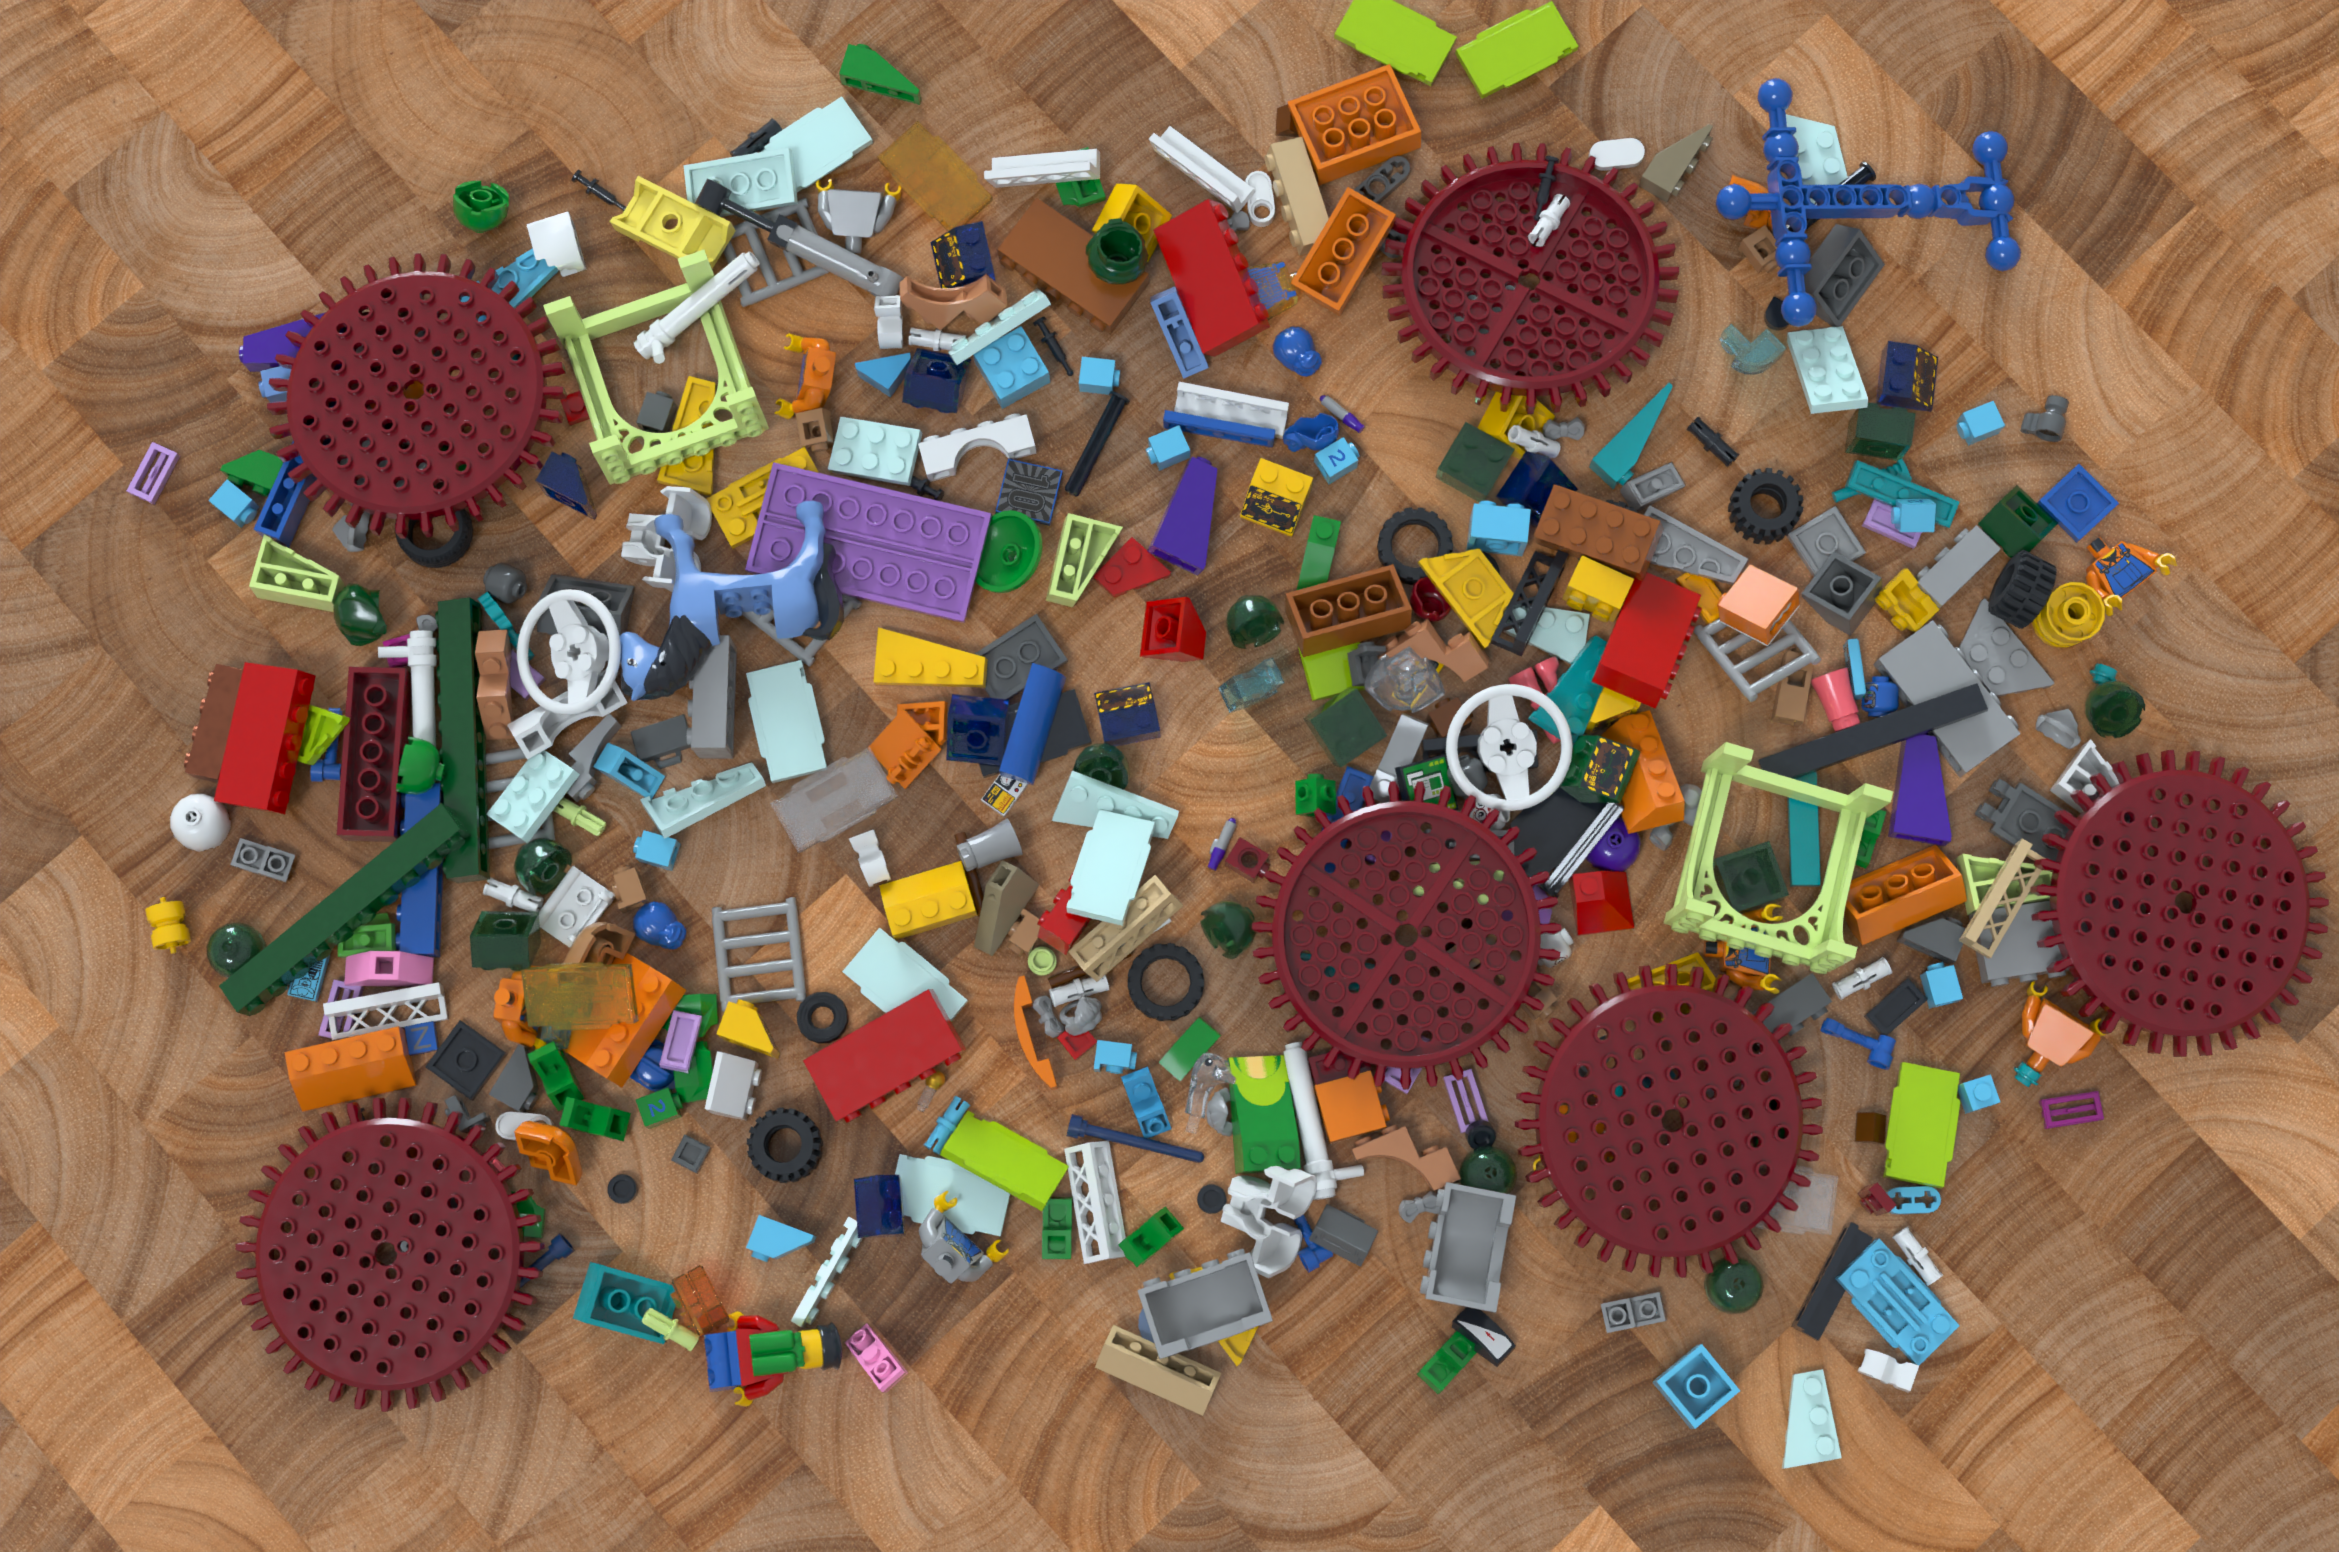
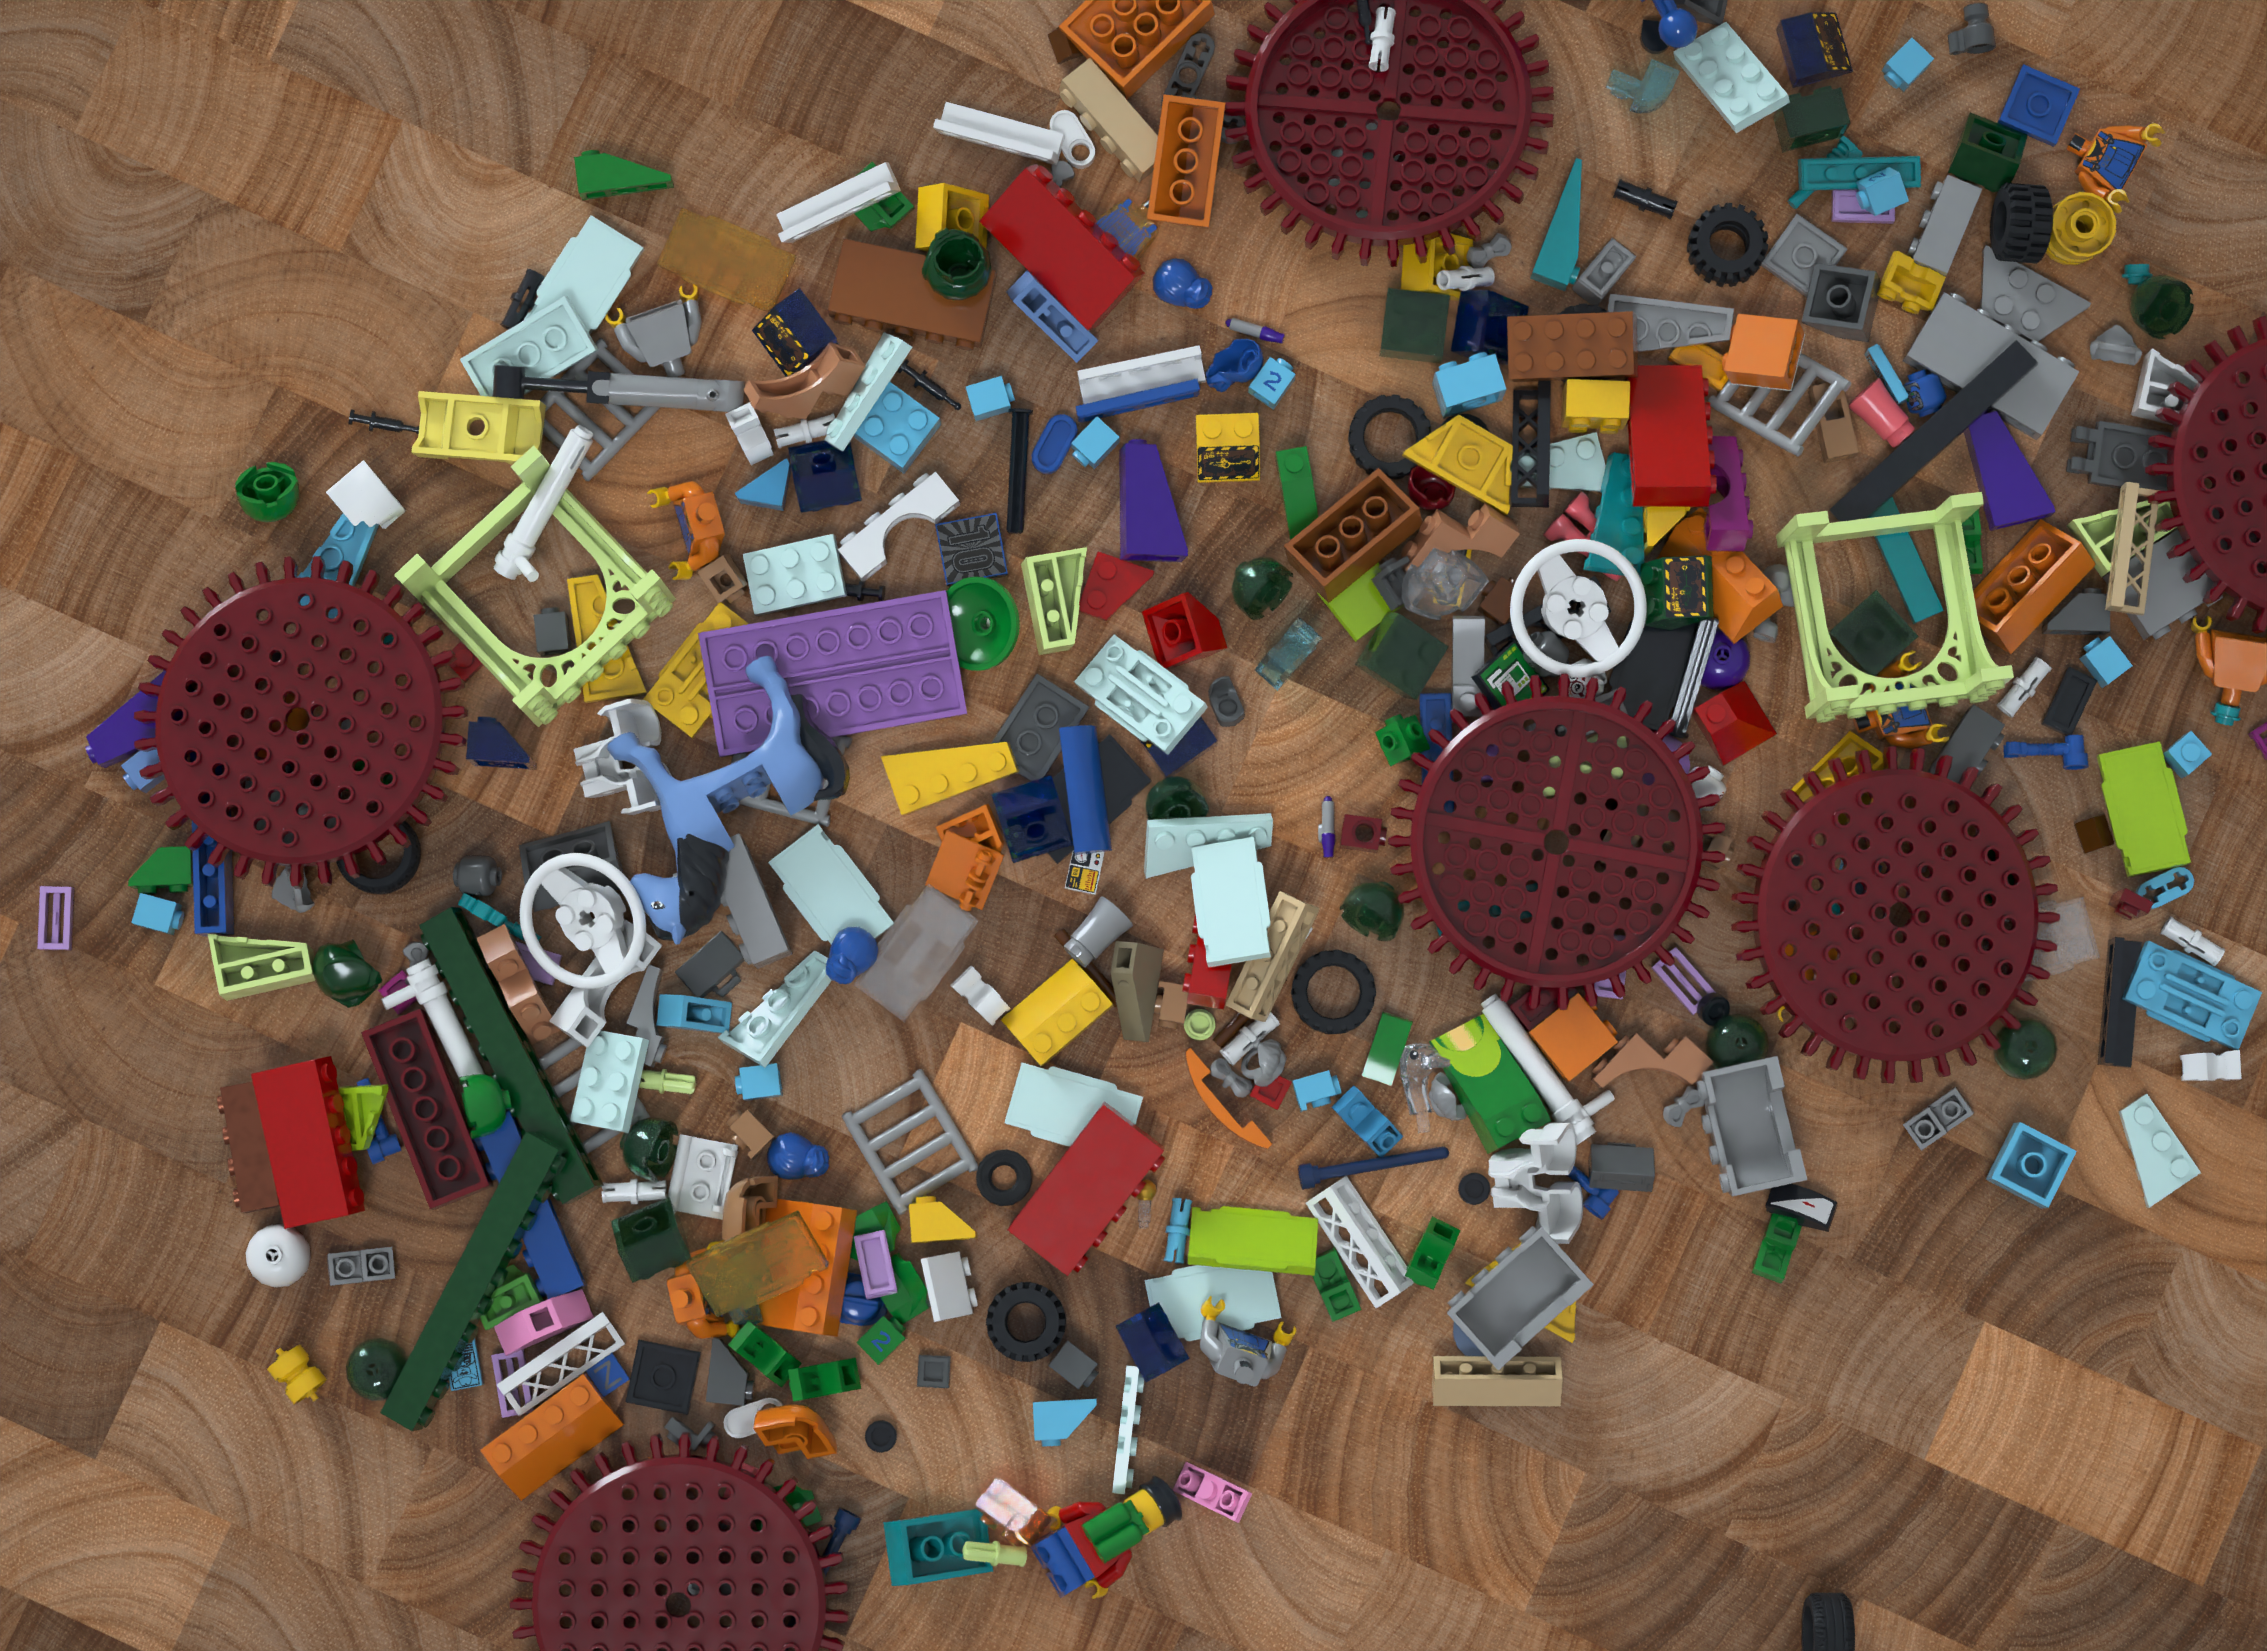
camera: 25 degrees left, 5 degrees up
(778, 776) = (851, 954): none -> blue hair
(809, 1200) = (1074, 1366): none -> dark grey brick
(1114, 667) = (1141, 694): none -> light aqua piece
(1134, 435) = (1054, 444): none -> blue tile
(1182, 703) = (1225, 702): none -> dark grey hair
(1666, 727) = (1727, 521): none -> magenta arch

